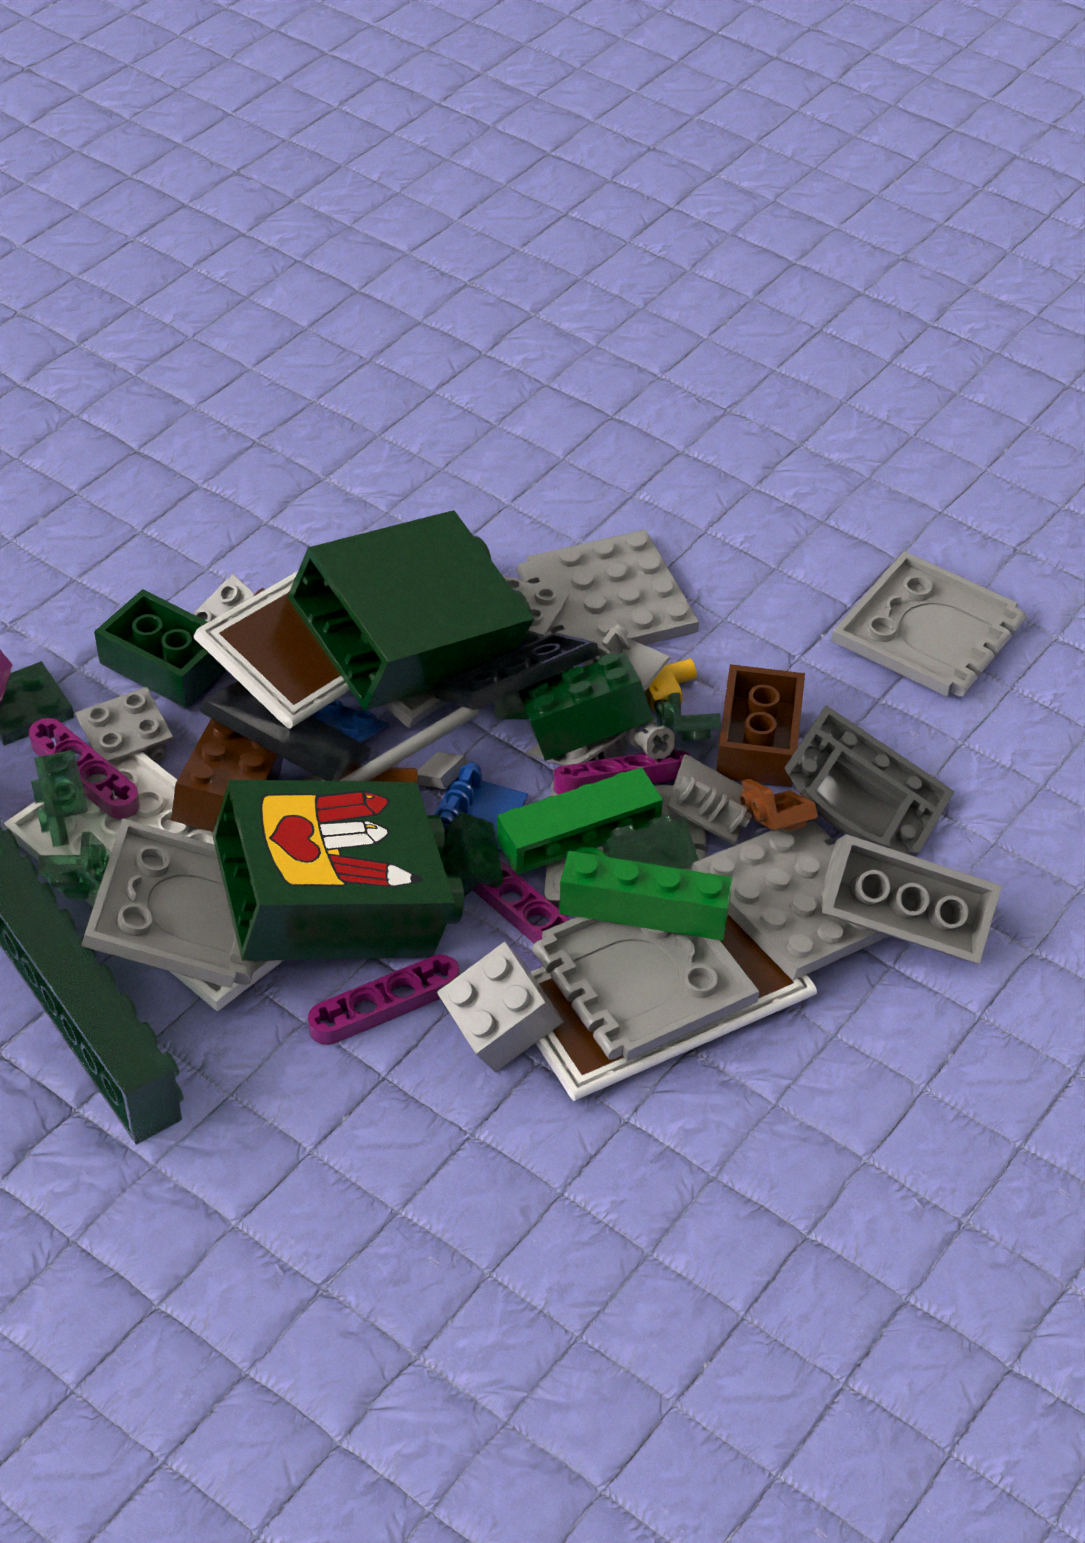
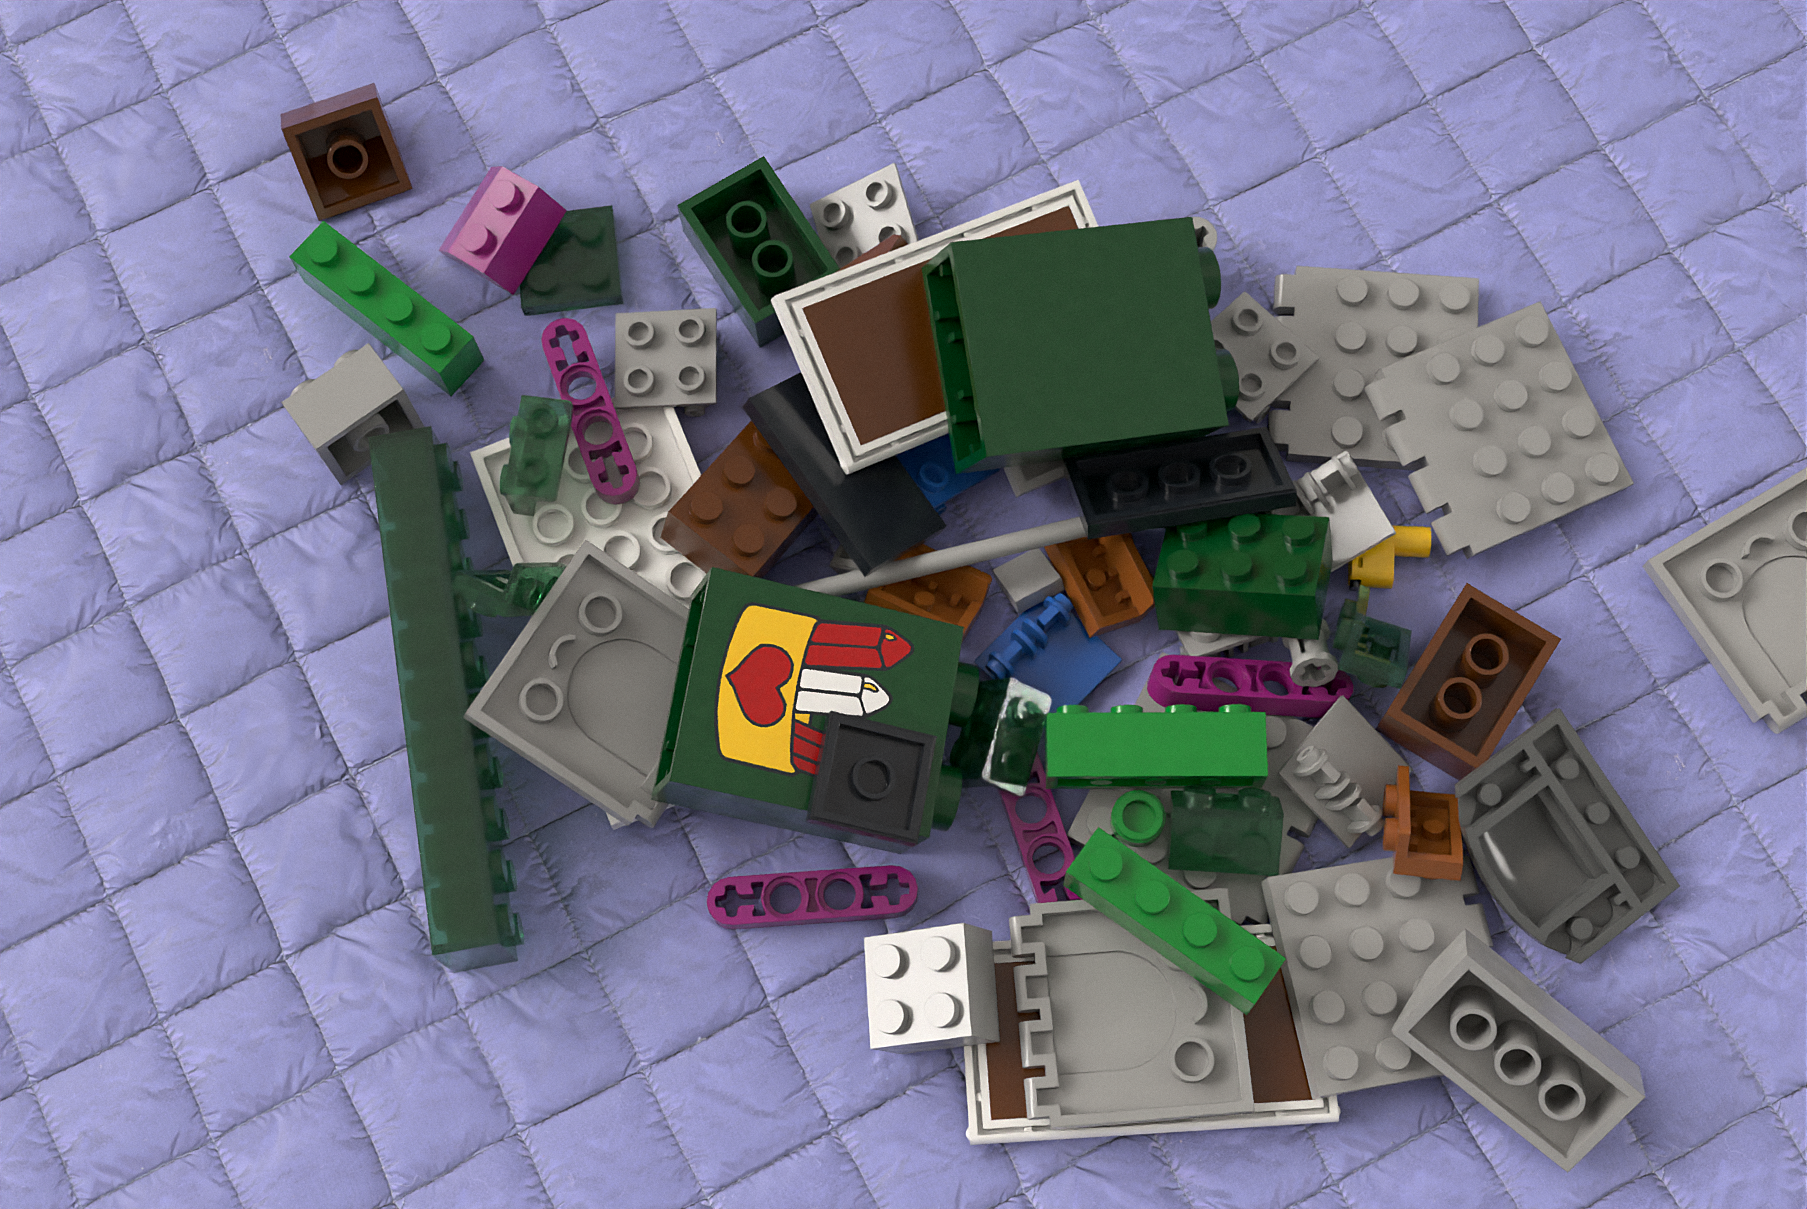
camera: 30 degrees right, 25 degrees up
(399, 874) = (871, 779): none -> black tile
(495, 746) = (1104, 581): none -> dark orange bracket
(702, 596) = (1497, 432): none -> light grey hinge

